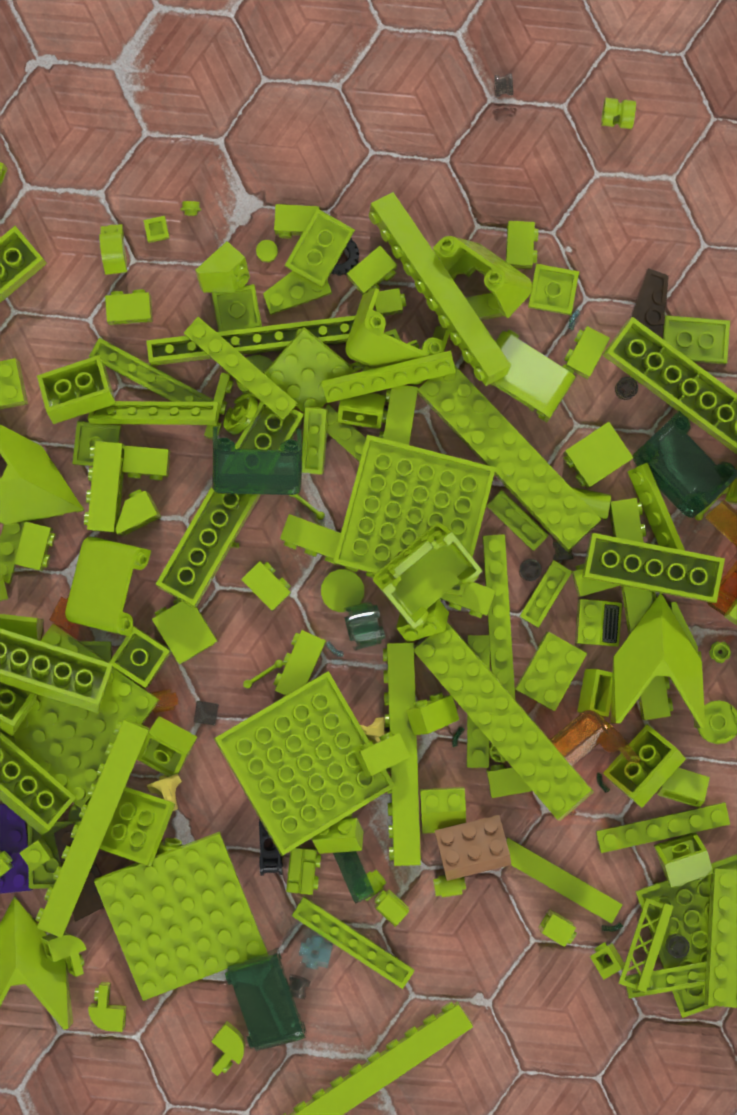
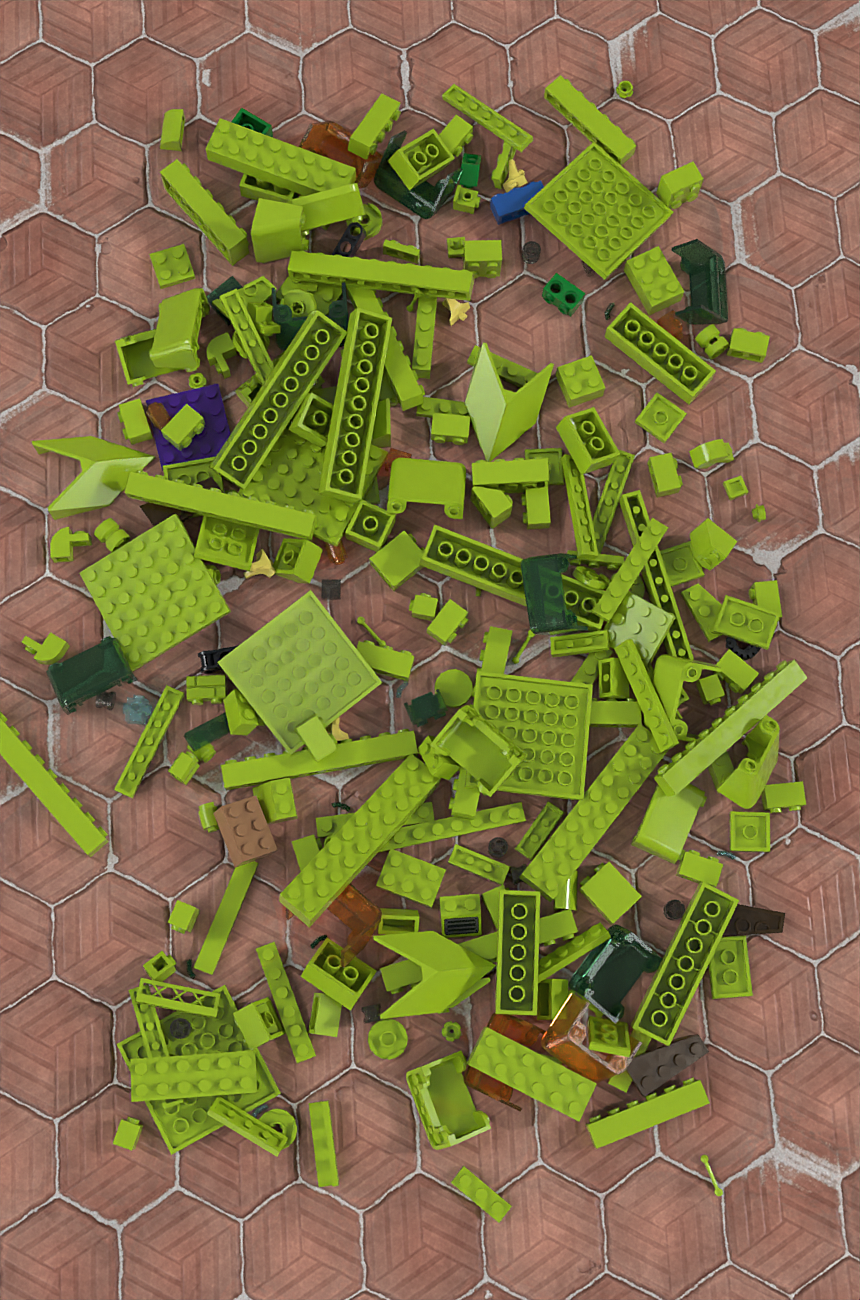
camera: 75 degrees right, 10 degrees down
(36, 853) = (192, 465): lime brick -> none
(58, 299) = (660, 417): none -> lime plate
(65, 947) = (117, 502): lime brick -> none
(102, 959) = (110, 533): none -> lime wheel
(243, 610) = (423, 607): none -> lime brick
(267, 251) = (735, 581): lime tile -> none
(432, 714) = (357, 779): lime brick -> none
(689, 735) = (371, 1013): none -> clear smoke wheel
(702, 537) = (551, 998): none -> lime brick

